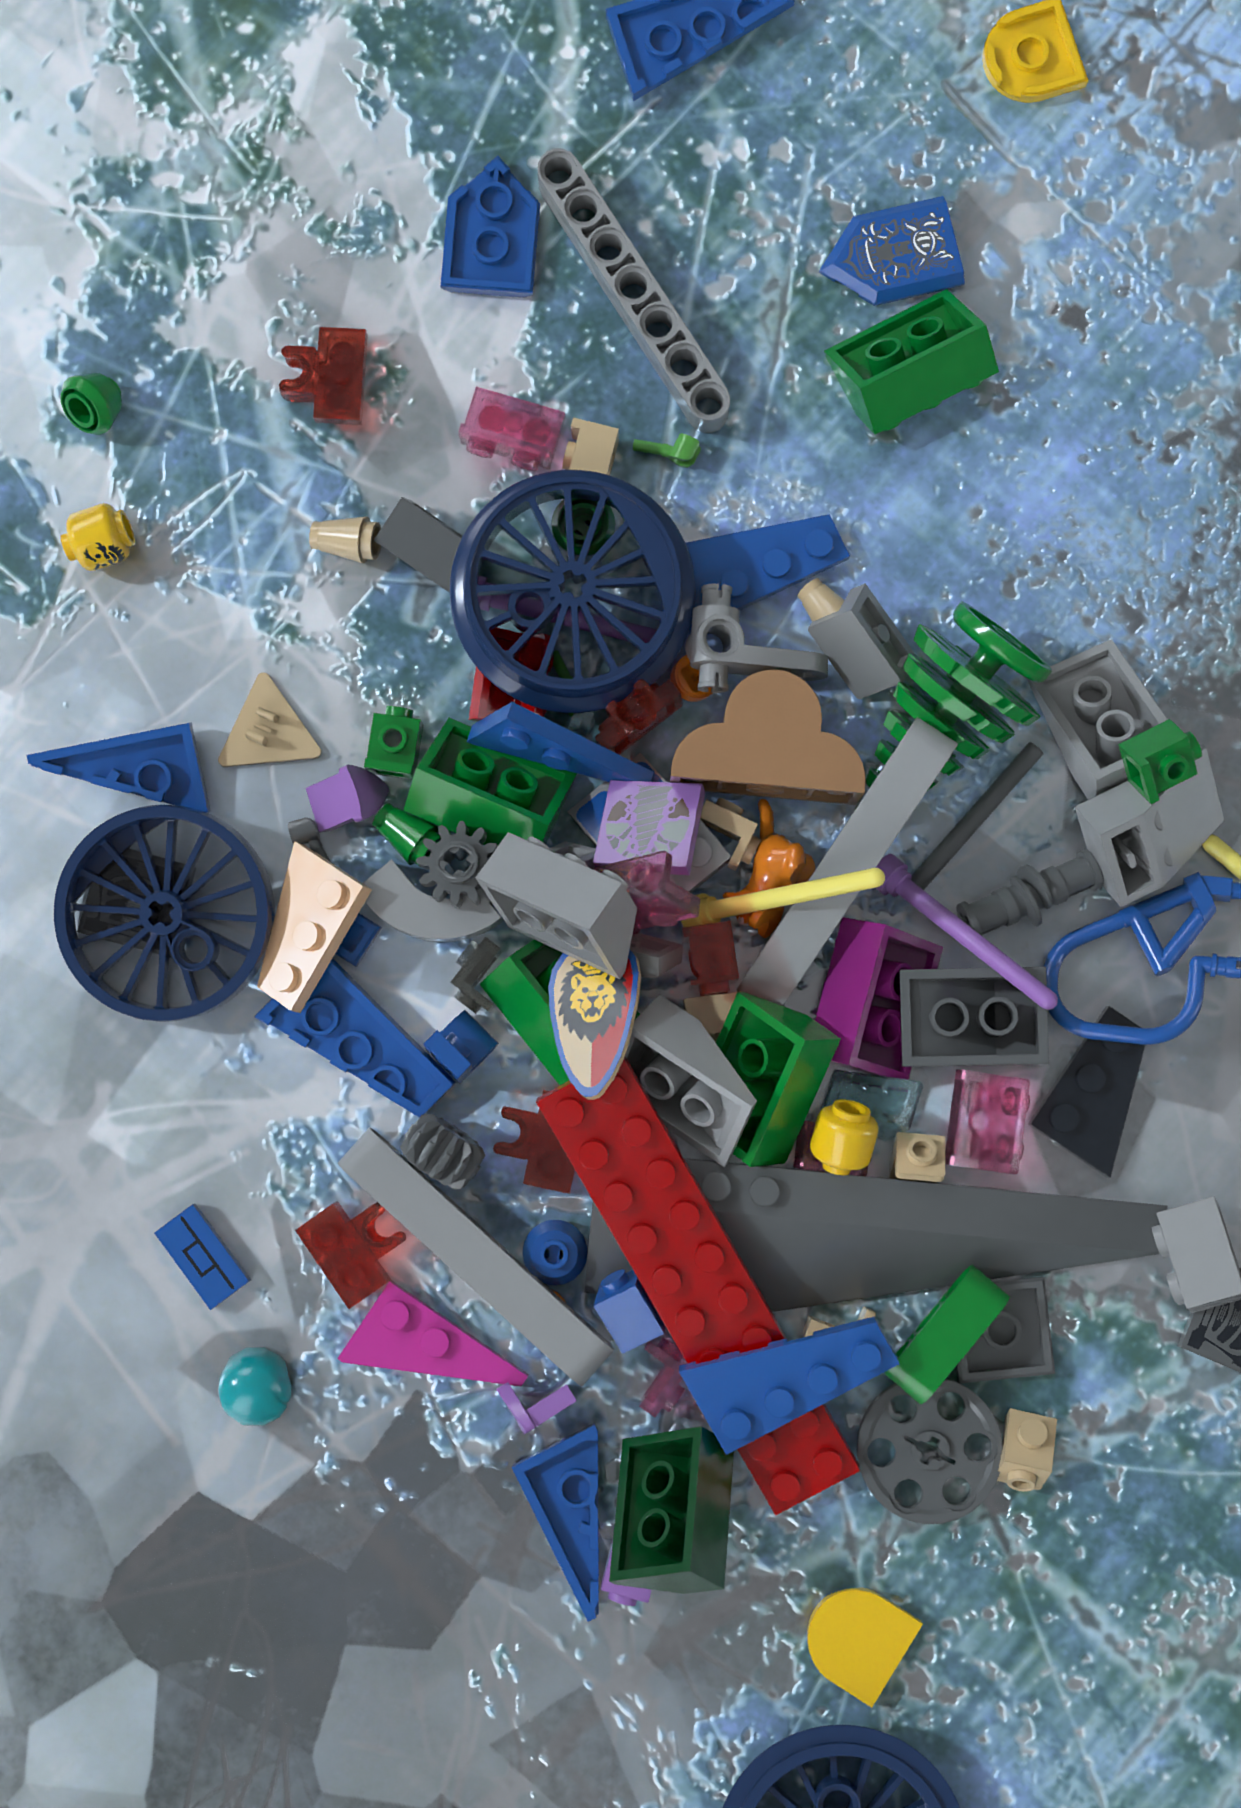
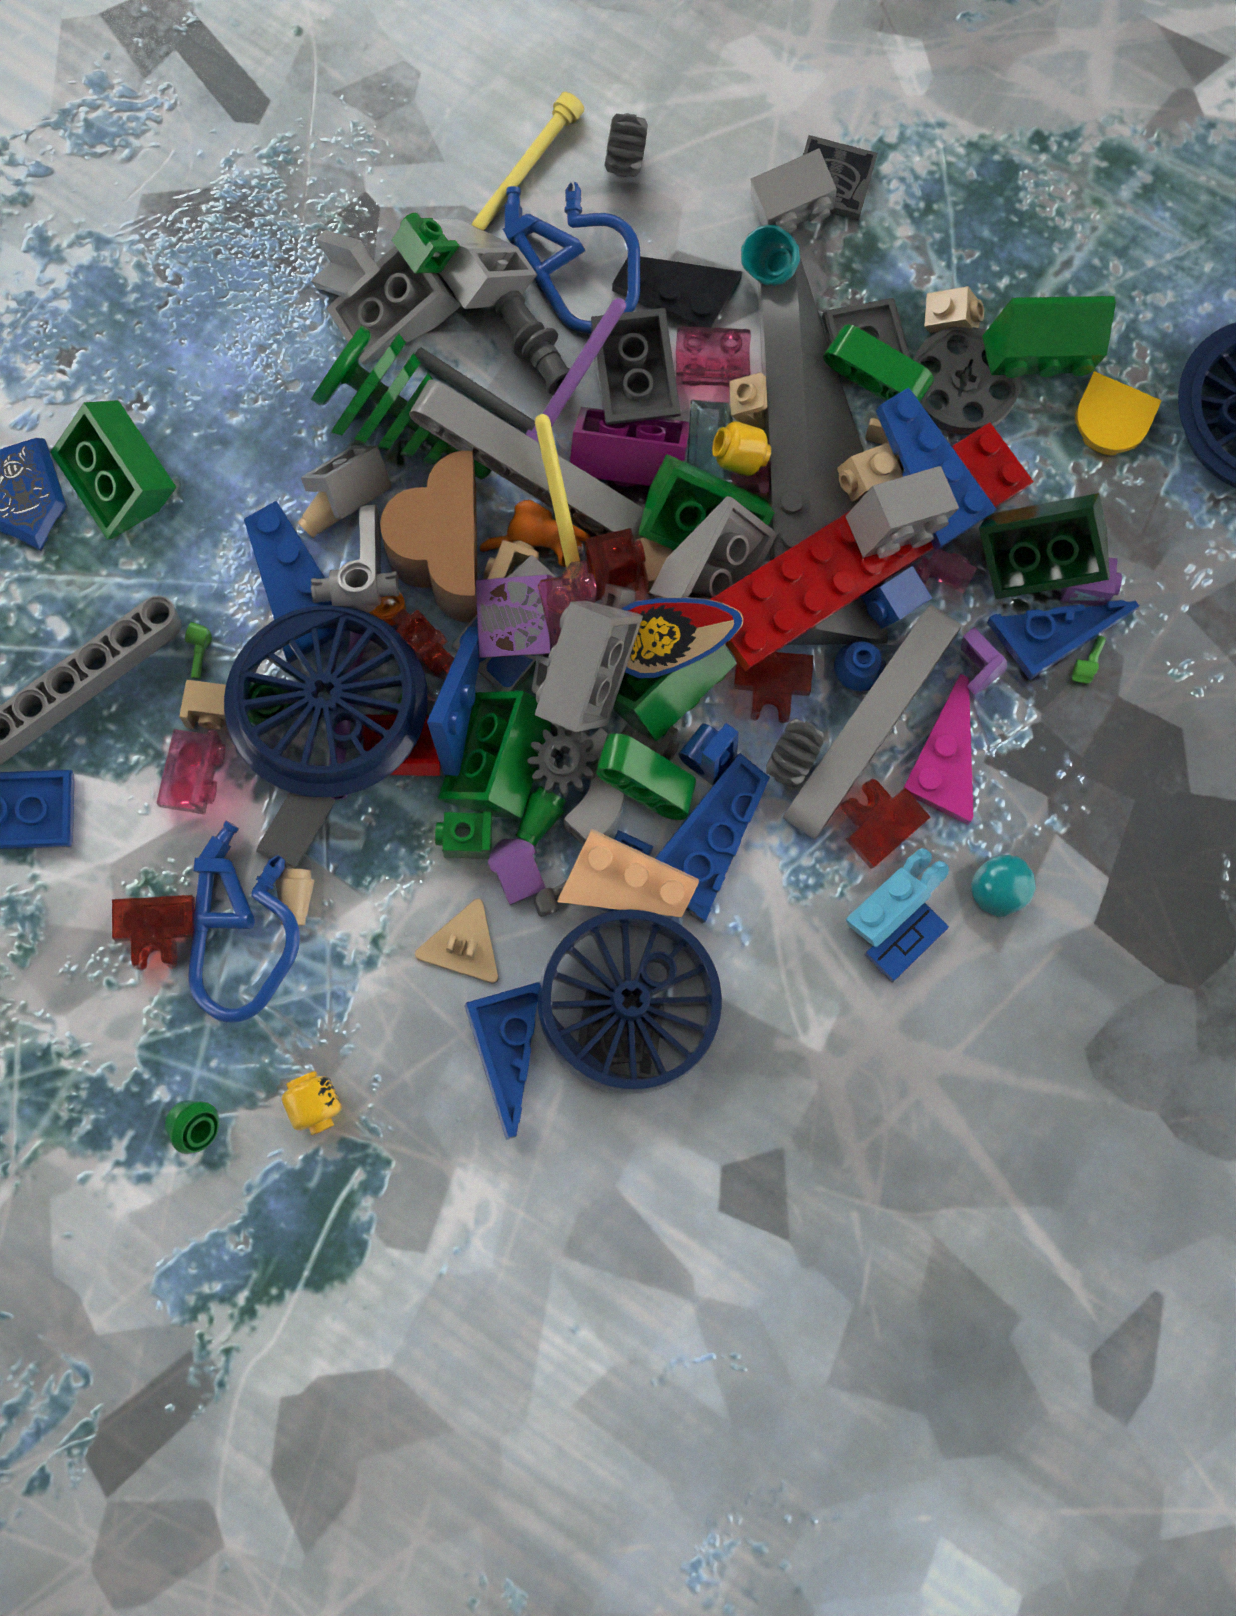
camera: 105 degrees left, 10 degrees down
(251, 1251) = (897, 898): none -> medium azure hinge
(395, 447) = (212, 863): none -> blue piece
(429, 963) = (646, 776): none -> green beam
(515, 1541) = (1085, 670): none -> bright green hand
(712, 1322) = (902, 512): none -> light grey brick
(797, 1299) = (868, 469): none -> tan bracket
(961, 1567) = (1049, 336): none -> green slope
(1116, 1213) = (770, 255): none -> teal hair
(1151, 661) = (348, 266): none -> light grey panel

